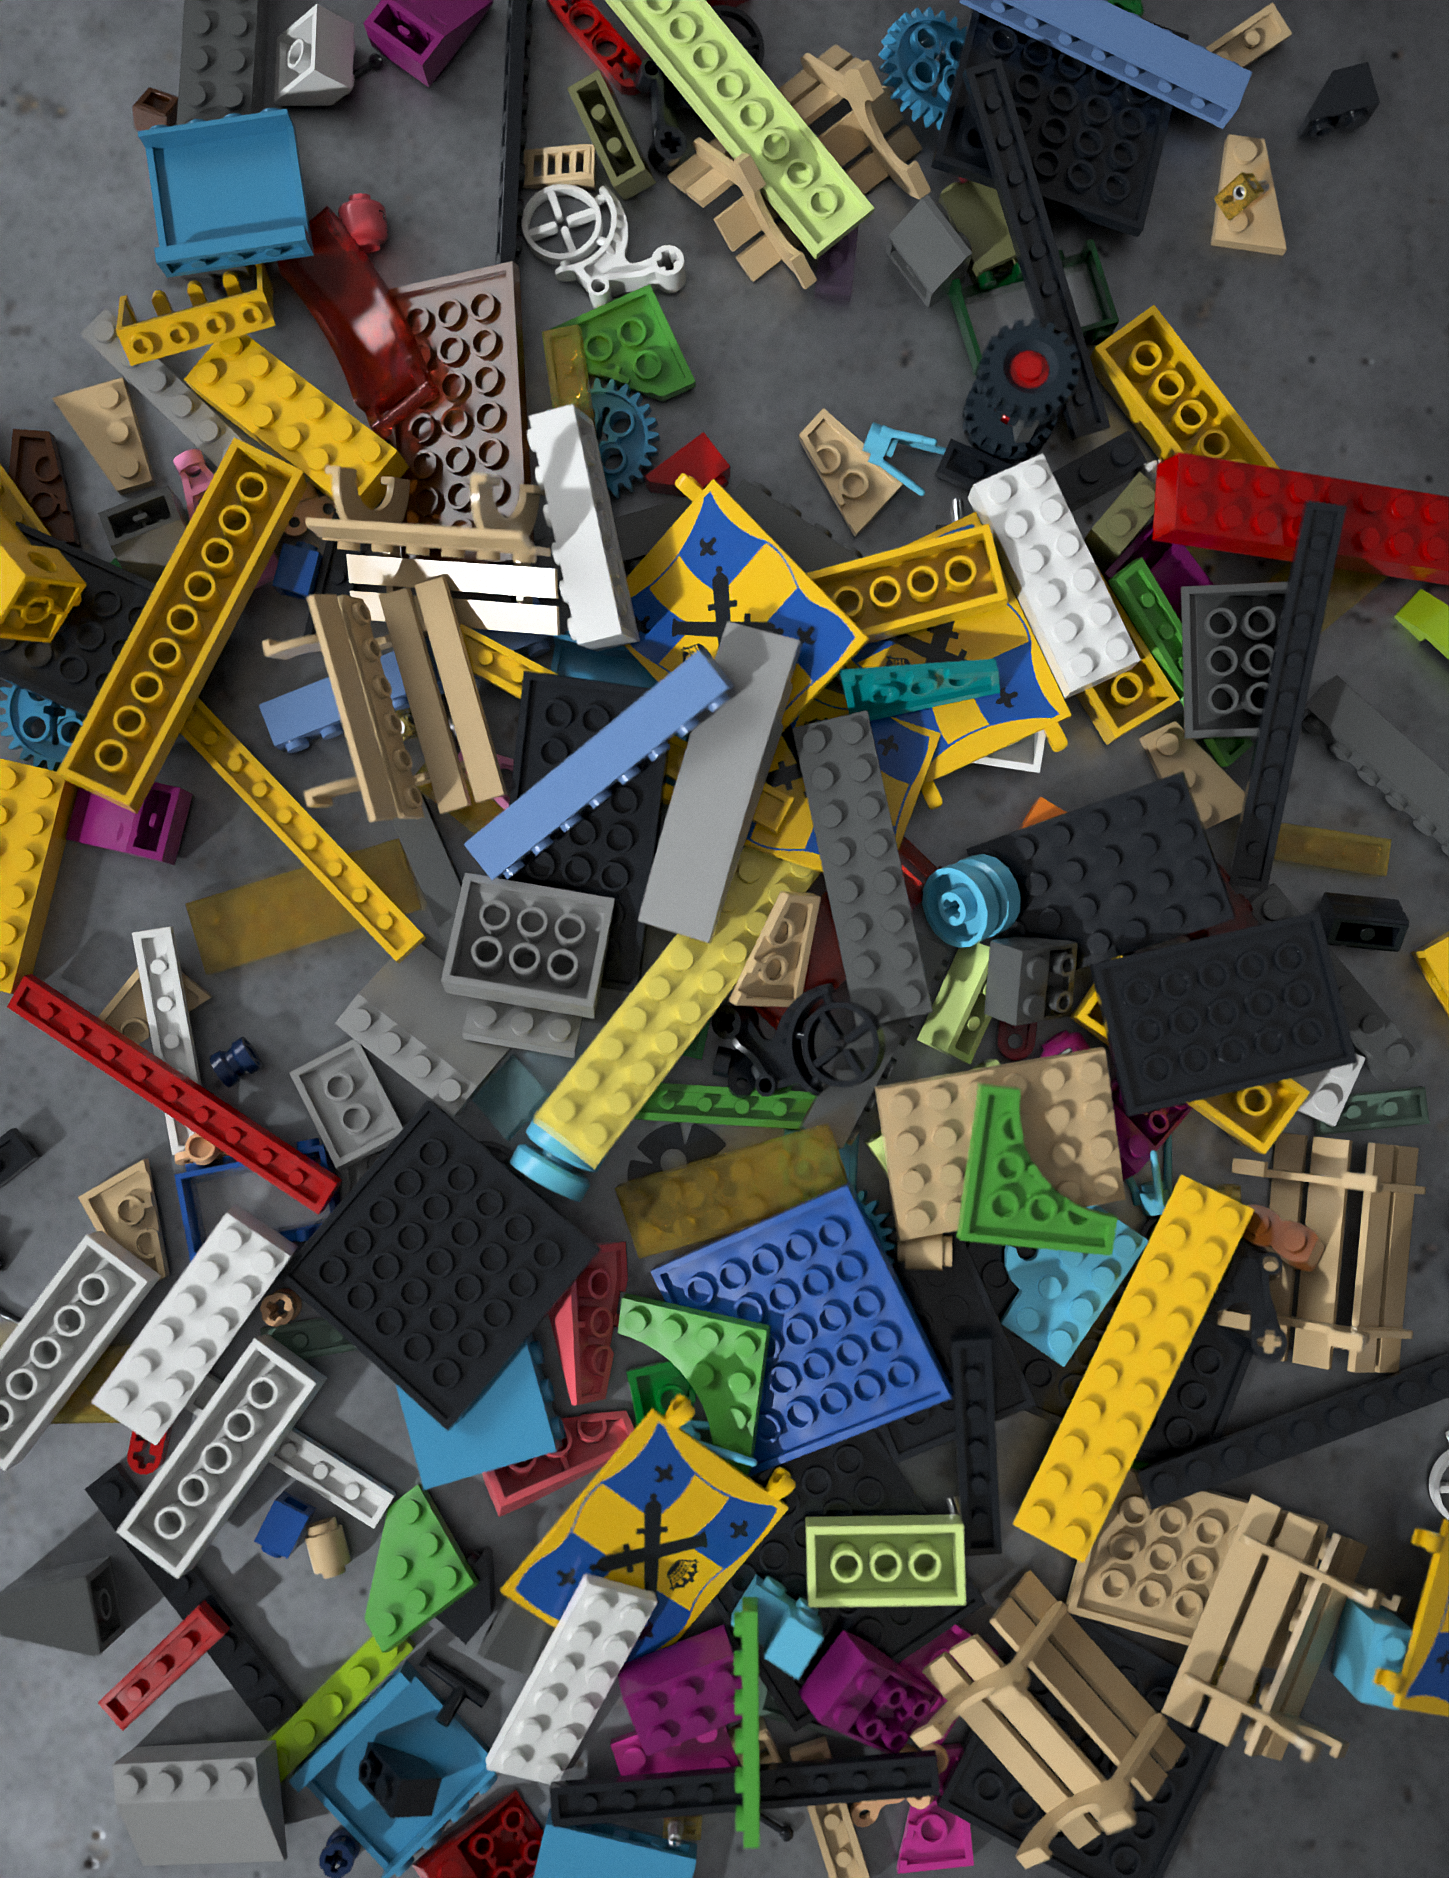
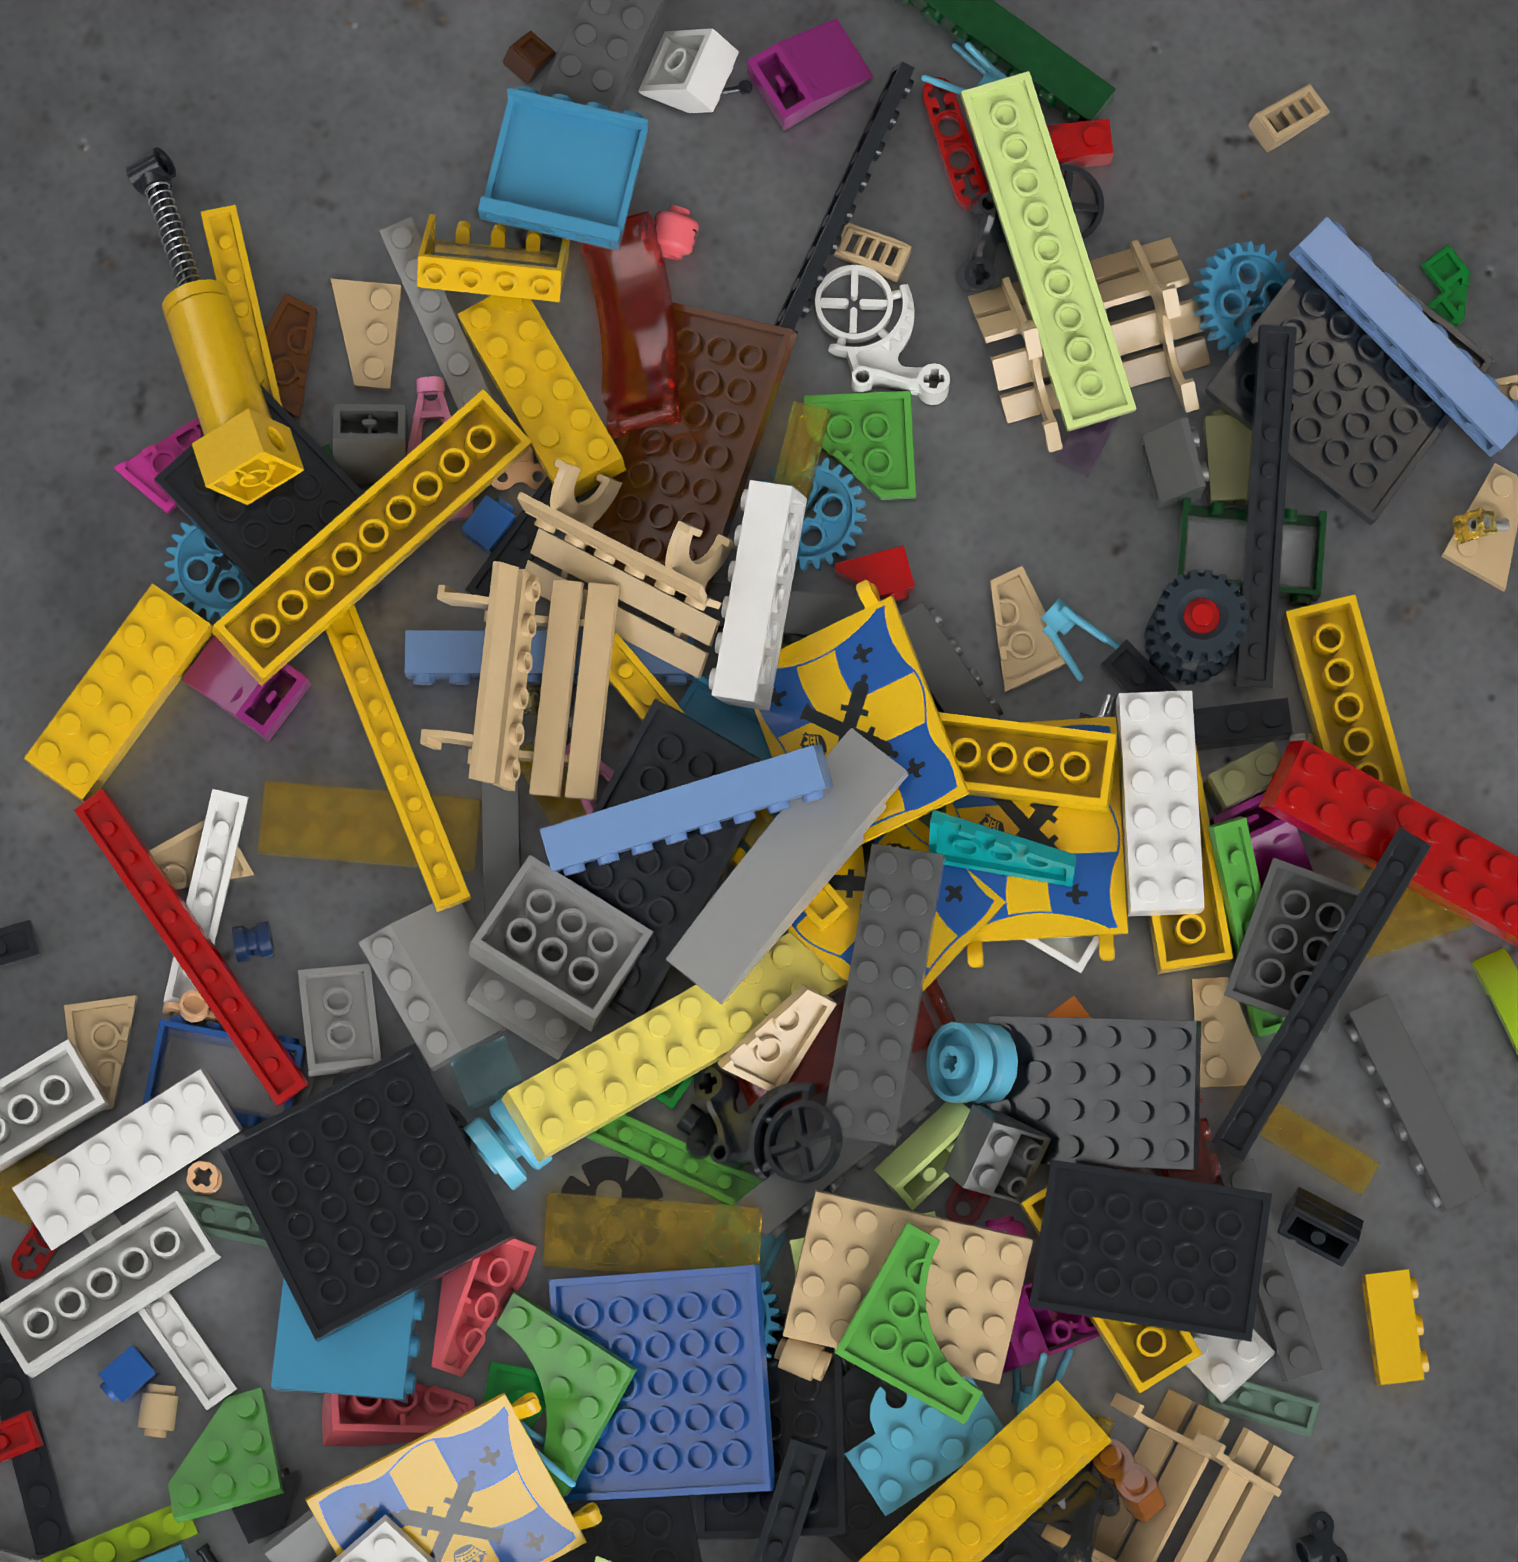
camera: 20 degrees right, 5 degrees down
(611, 135) = (930, 245): olive brick -> none

